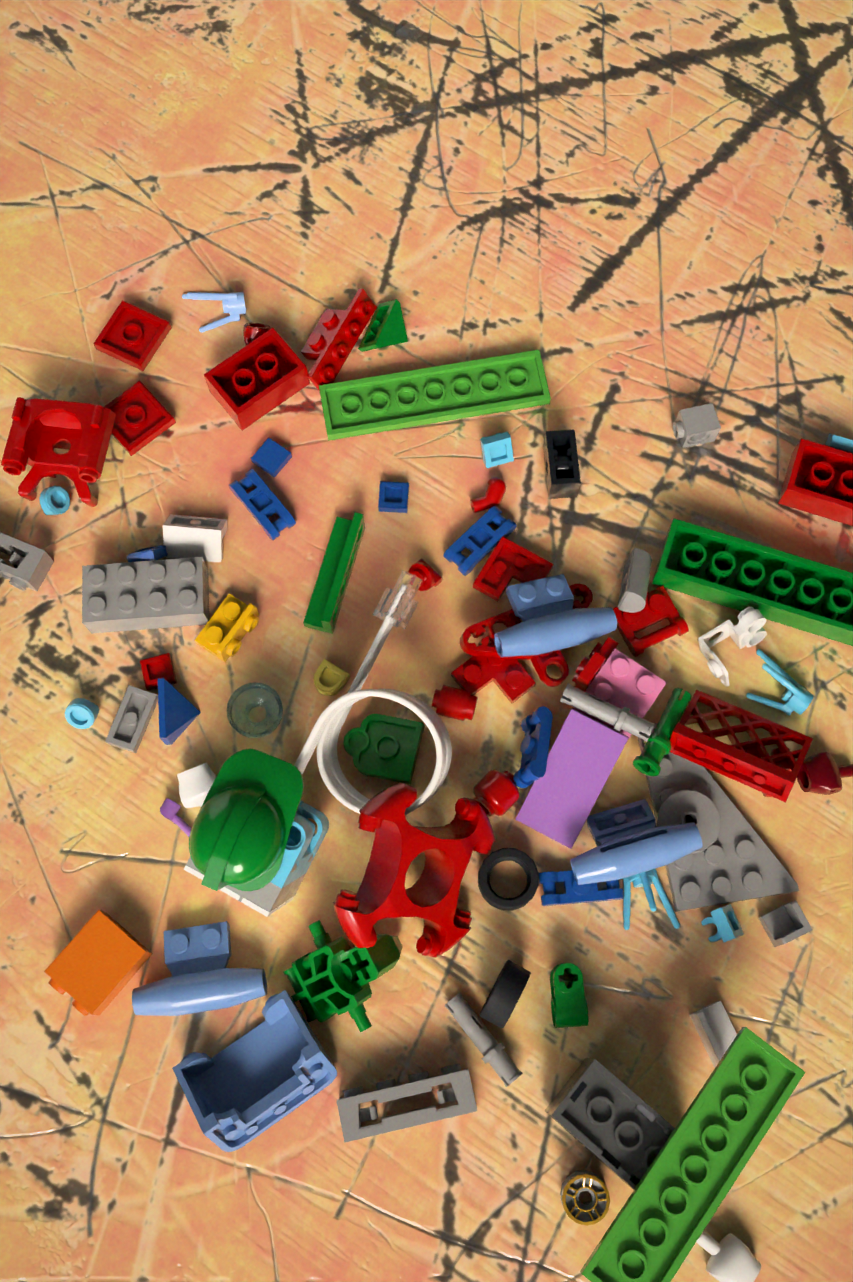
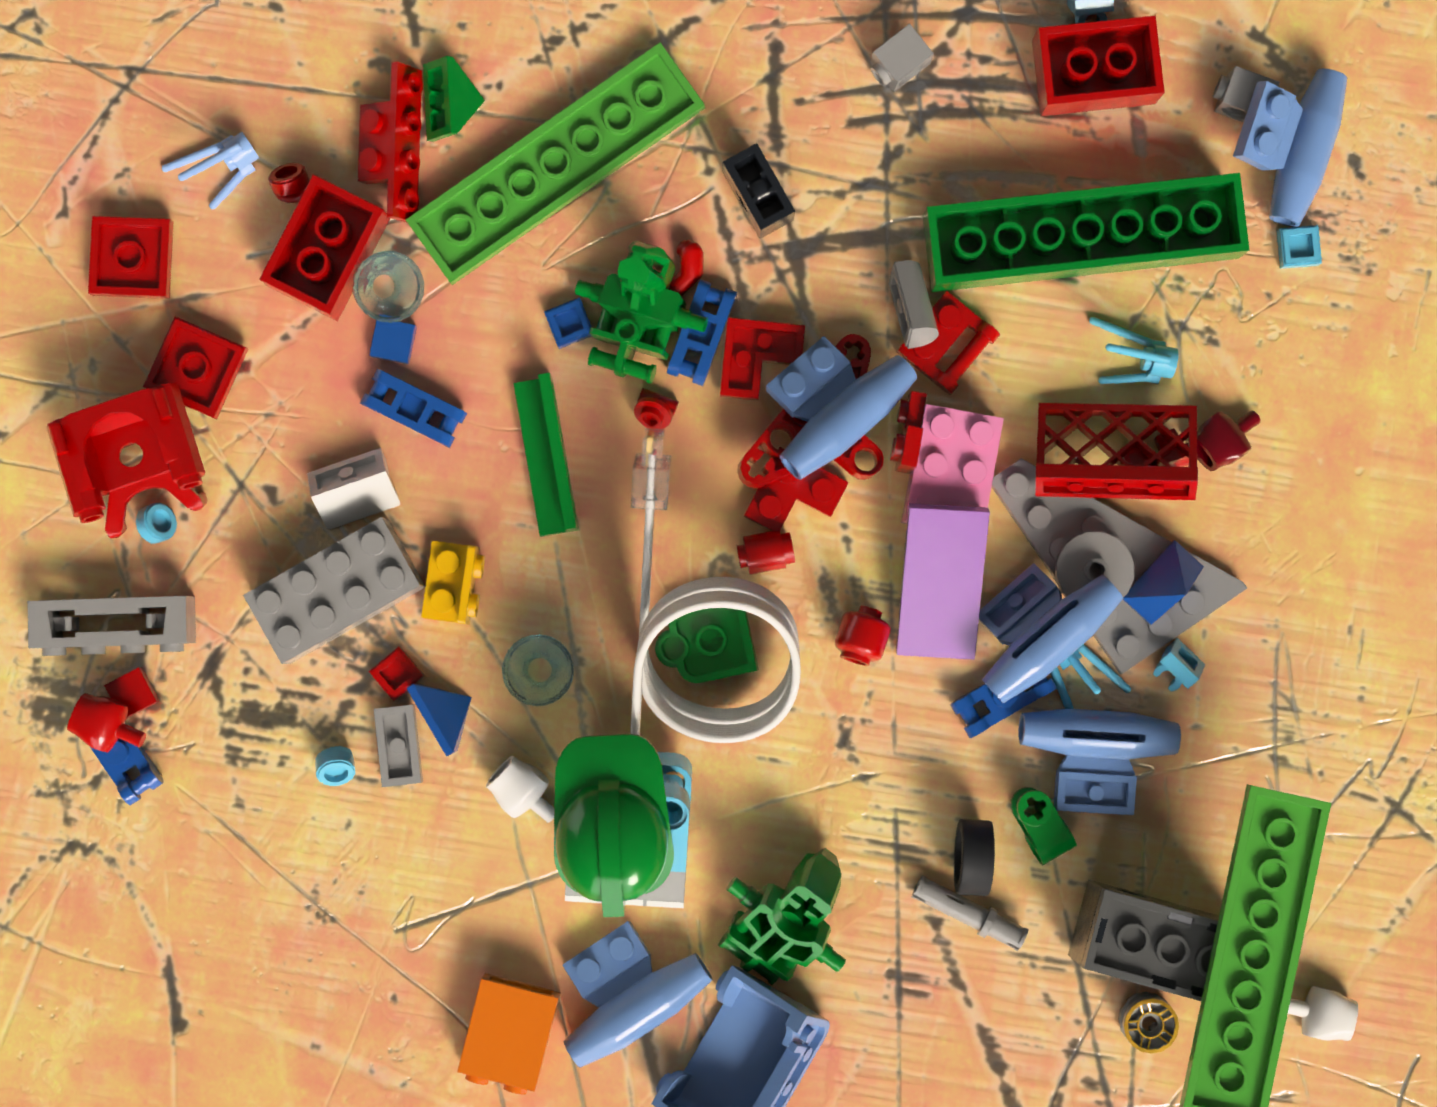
camera: 30 degrees left, 15 degrees up
(148, 554) = (309, 540): blue tile -> none
(169, 810) = (497, 829): medium lavender hand -> none
(295, 408) = (407, 290): none -> clear light blue piece
(330, 678) = (603, 588): light yellow tile -> none
(352, 1115) = (895, 1015): light grey brick -> none
(437, 889) = (788, 765): red piece -> none
(443, 503) = (638, 311): none -> green piece
(497, 449) = (668, 203): medium azure tile -> none
(525, 862) = (946, 740): black tyre -> none
(534, 747) = (883, 564): blue plate -> none
(607, 712) = (953, 491): light grey pin -> none
(635, 959) = (1097, 754): none -> medium blue plate
(659, 740) = (1023, 494): green pin -> none
(714, 1030) = (1217, 786): white panel -> none
(736, 854) = (1163, 583): none -> blue slope
(746, 633) = (1072, 304): white piece -> none
(785, 923) = (1246, 634): light grey panel -> none

